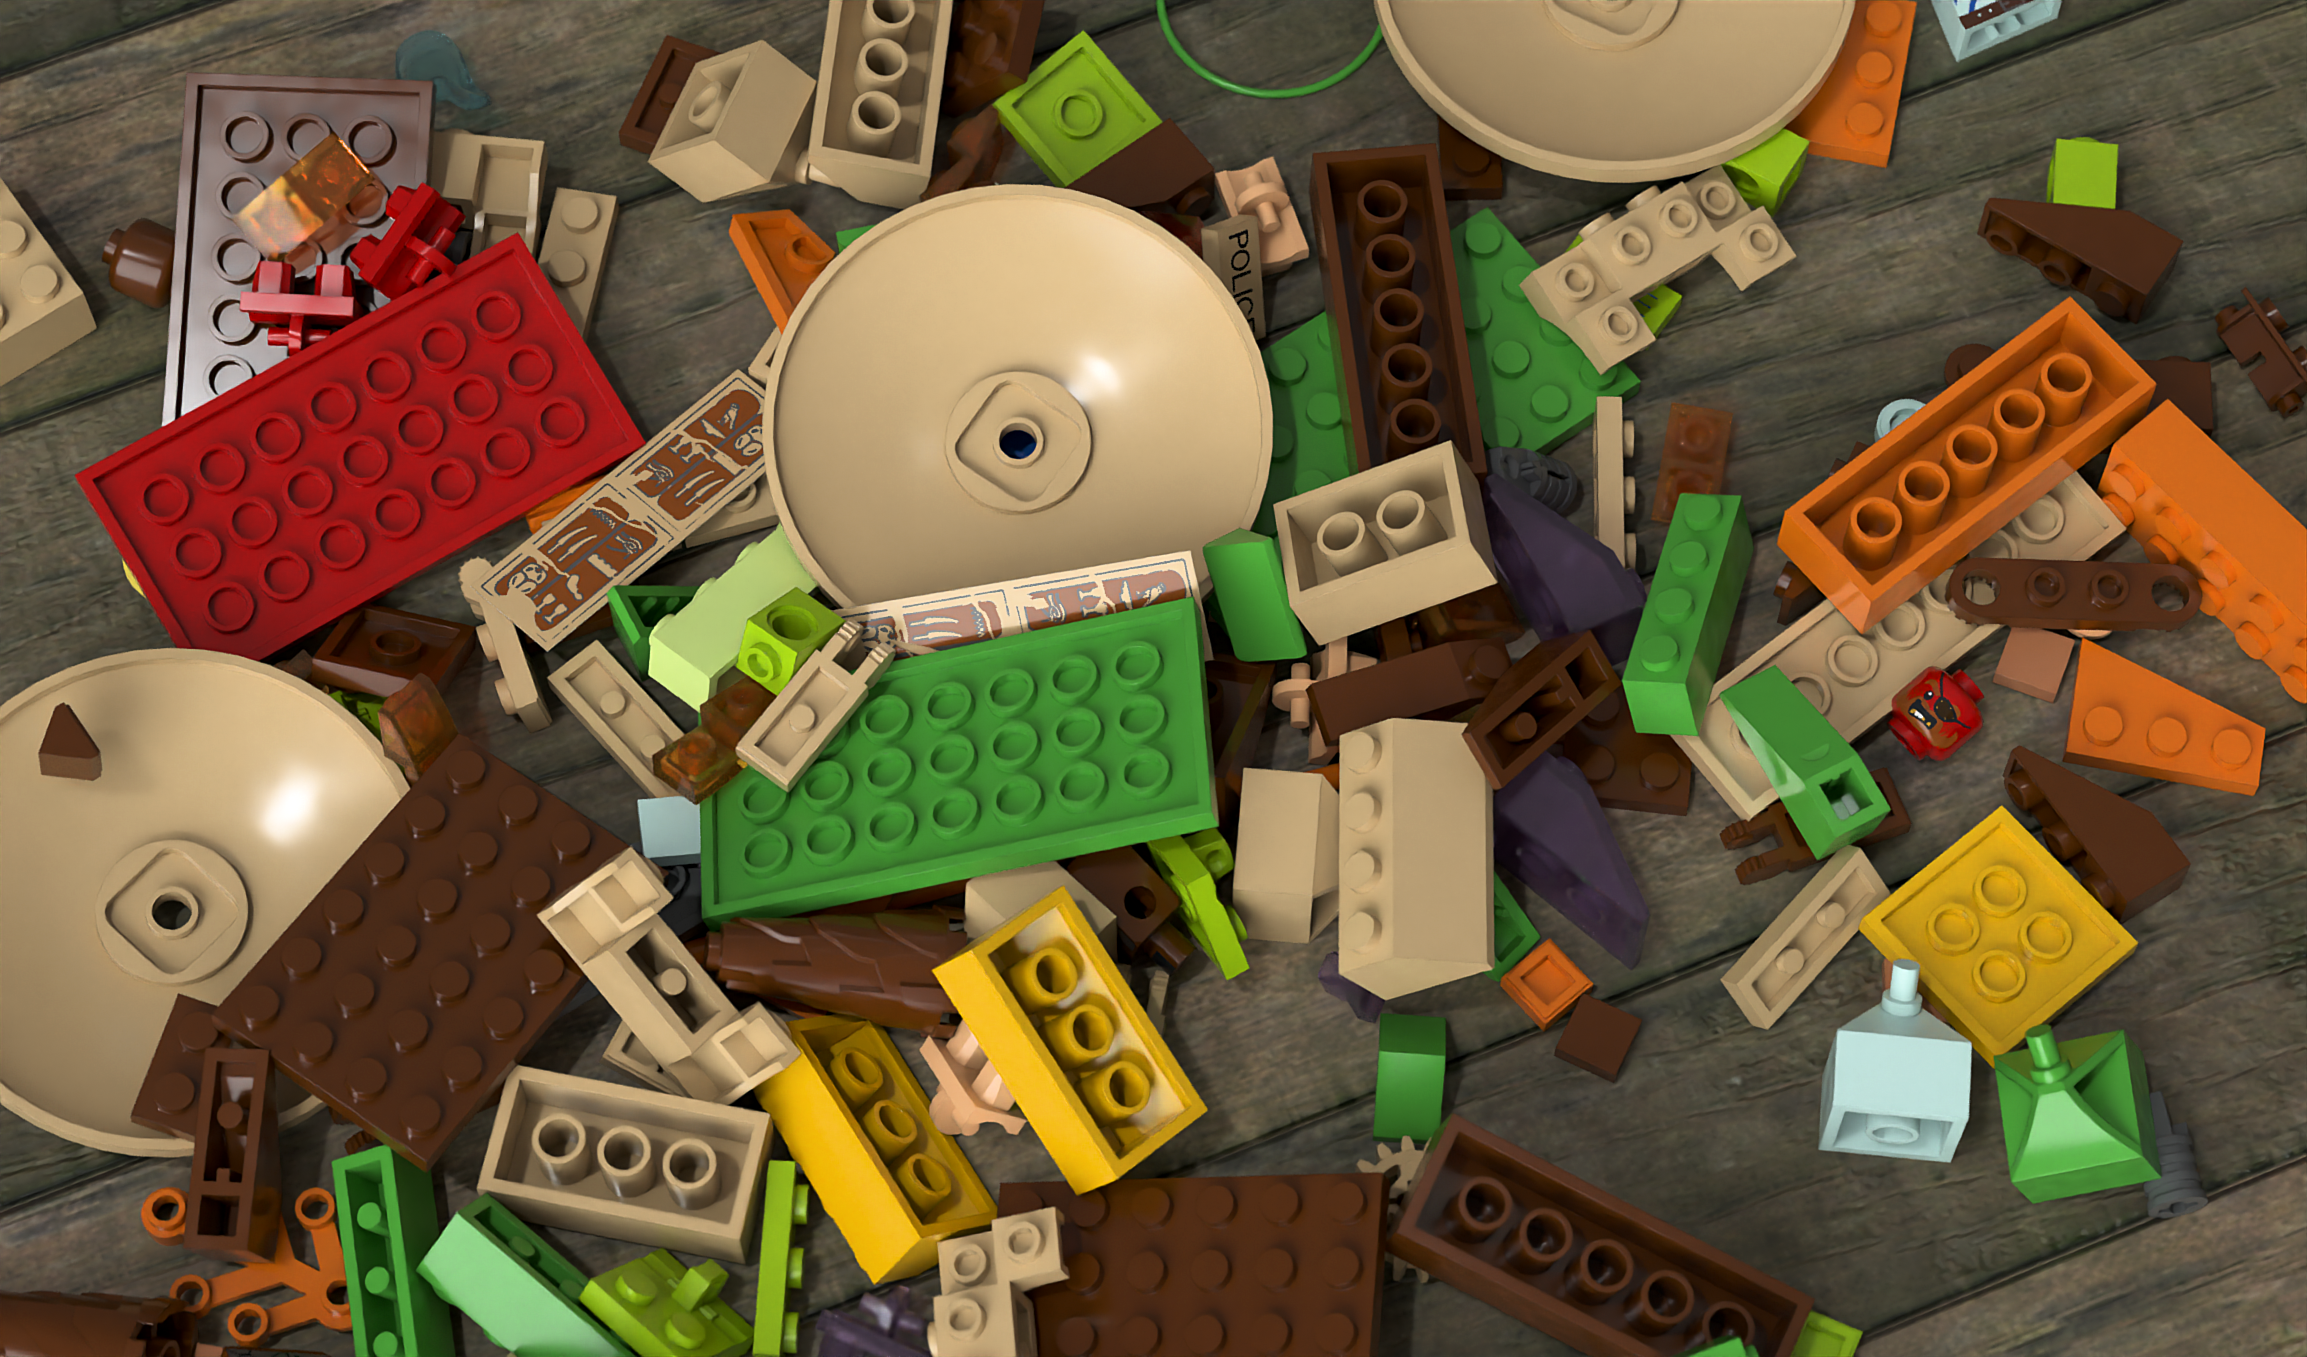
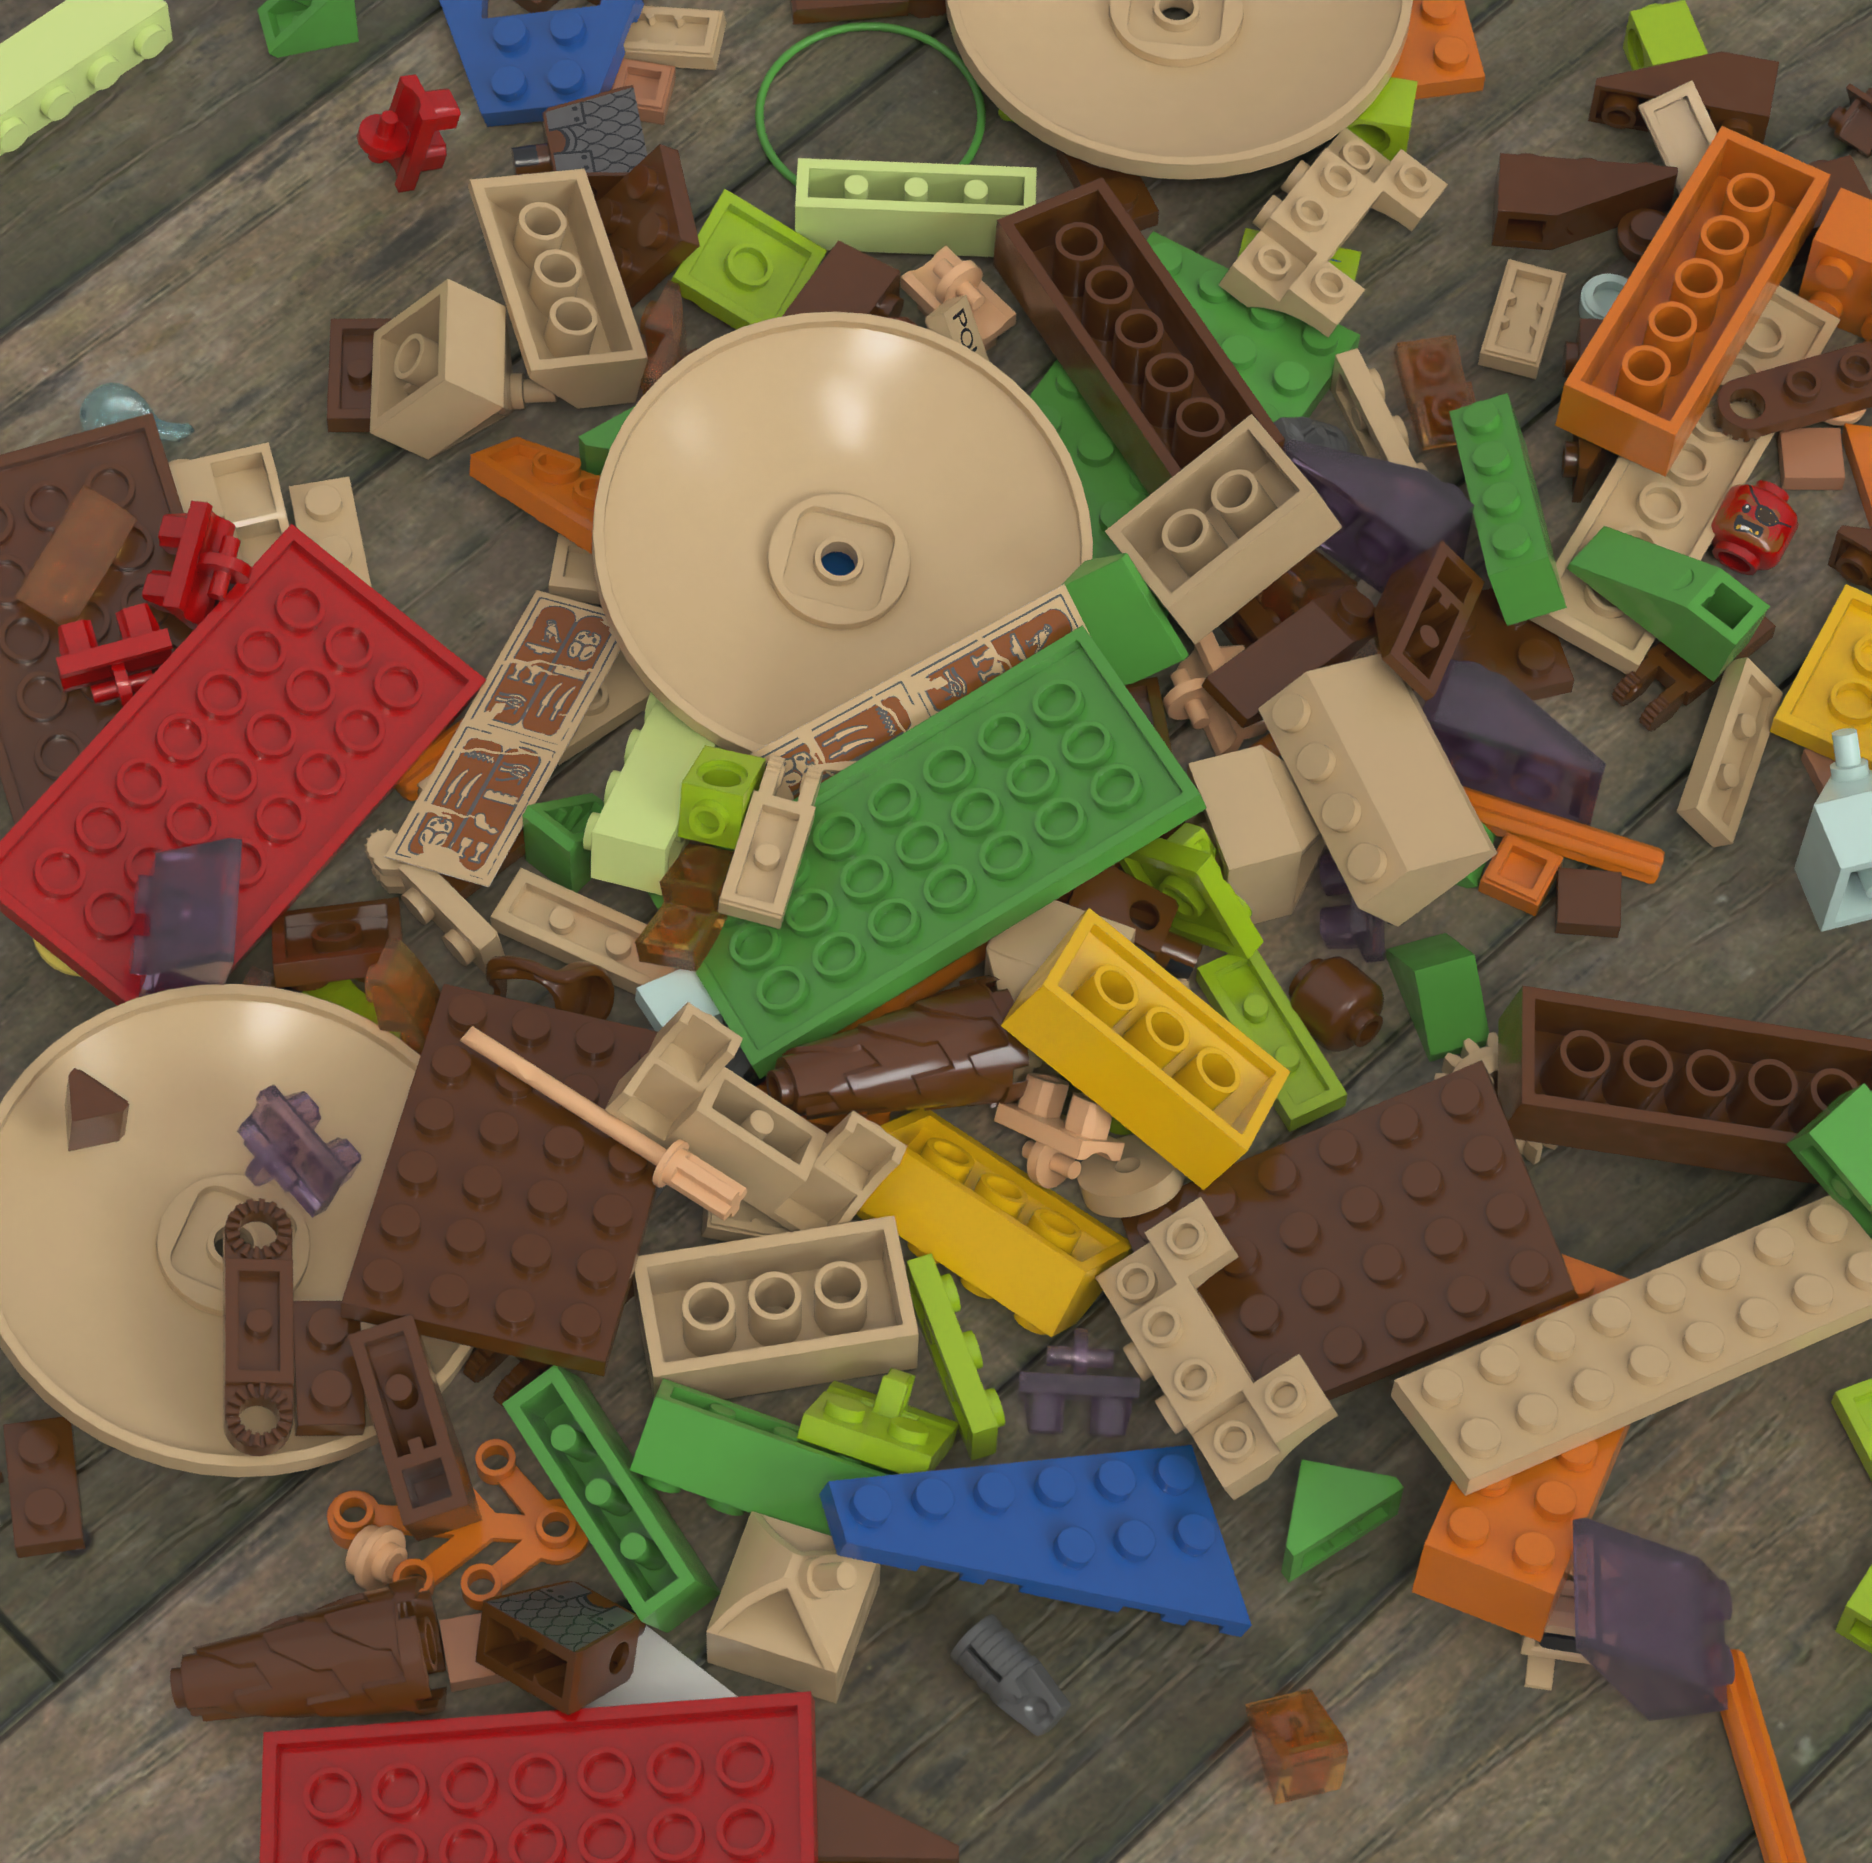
camera: 25 degrees left, 5 degrees down
(135, 1007) = (258, 1327): none -> reddish brown plate
(165, 1260) = (375, 1556): none -> light nougat plate
(235, 850) = (292, 1153): none -> hips
(251, 590) = (188, 917): none -> clear purple slope
(578, 991) = (673, 1165): none -> light nougat piece
(591, 782) = (574, 988): none -> reddish brown piece
(1013, 1162) = (1131, 1186): none -> tan piece
(1225, 1064) = (1257, 1006): none -> lime plate
(1253, 102) = (908, 204): none -> yellowish green brick
(1301, 1052) = (1337, 1003): none -> reddish brown head
(1596, 954) = (1569, 837): none -> orange axle
(1809, 418) = (1522, 319): none -> tan plate
(1908, 312) = (1565, 200): none -> reddish brown slope
(2050, 273) = (1679, 129): none -> tan tile

